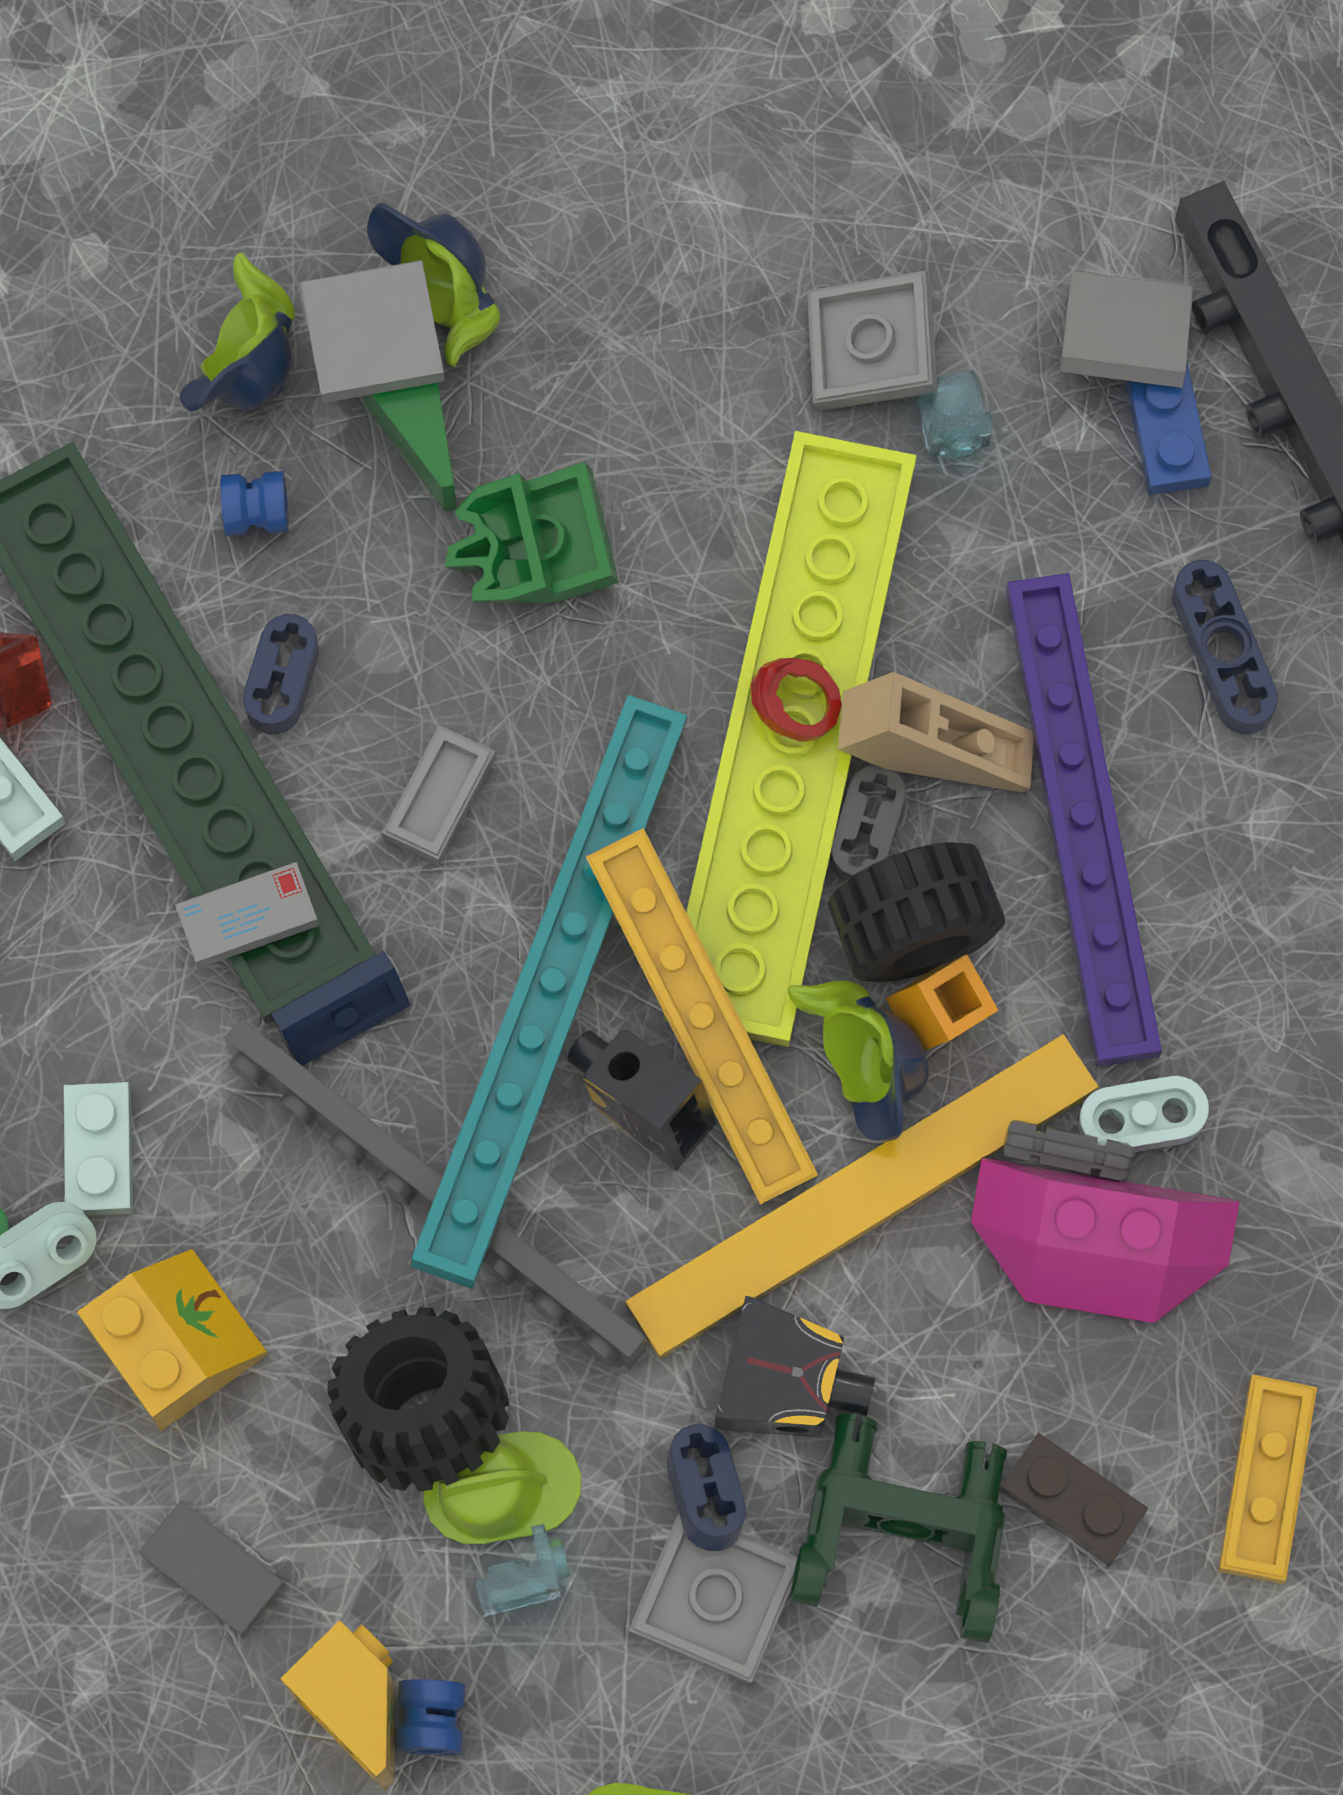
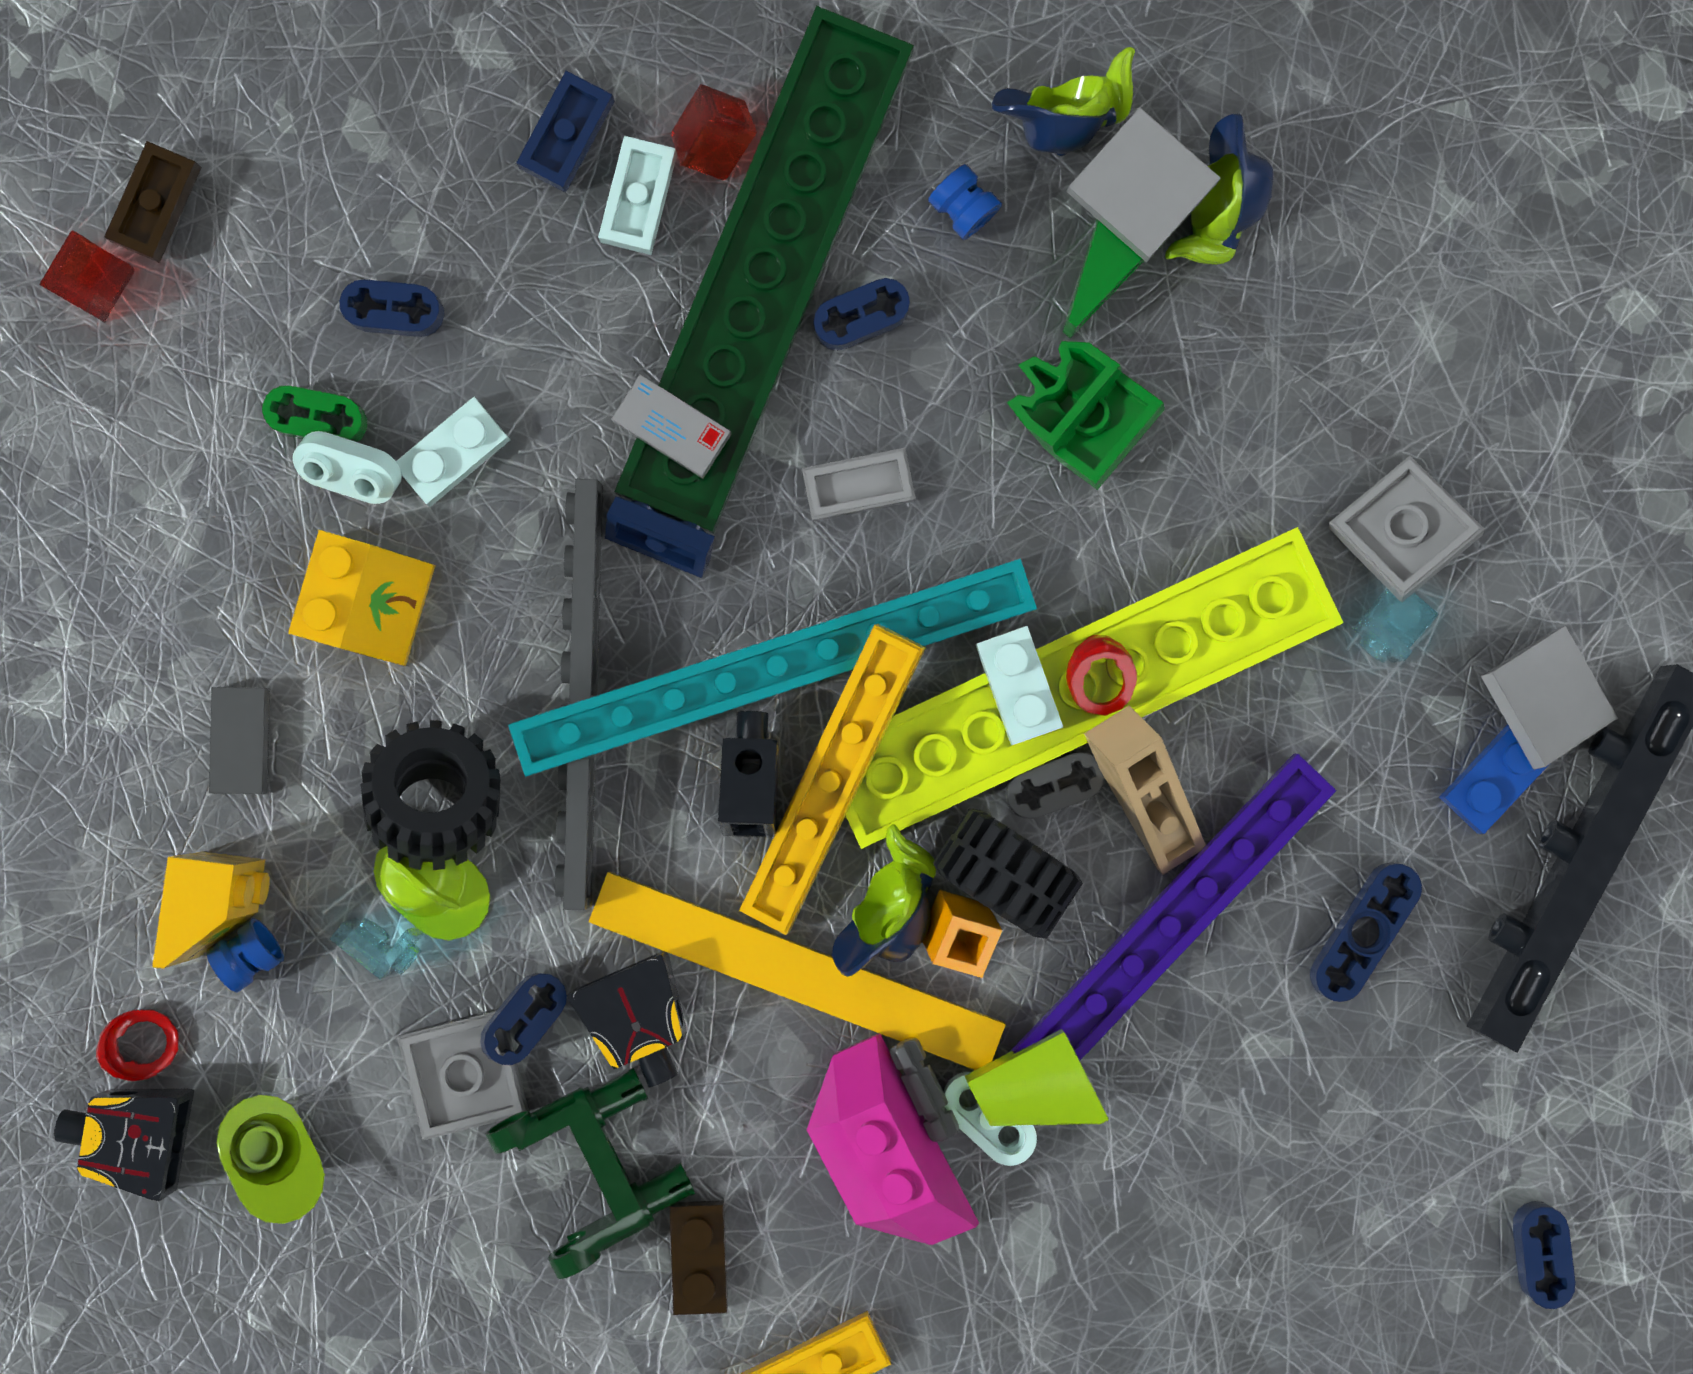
camera: 50 degrees right, 15 degrees up
(747, 779) = (1019, 685): none -> light aqua plate
(1144, 1038) = (1037, 1087): none -> lime slope

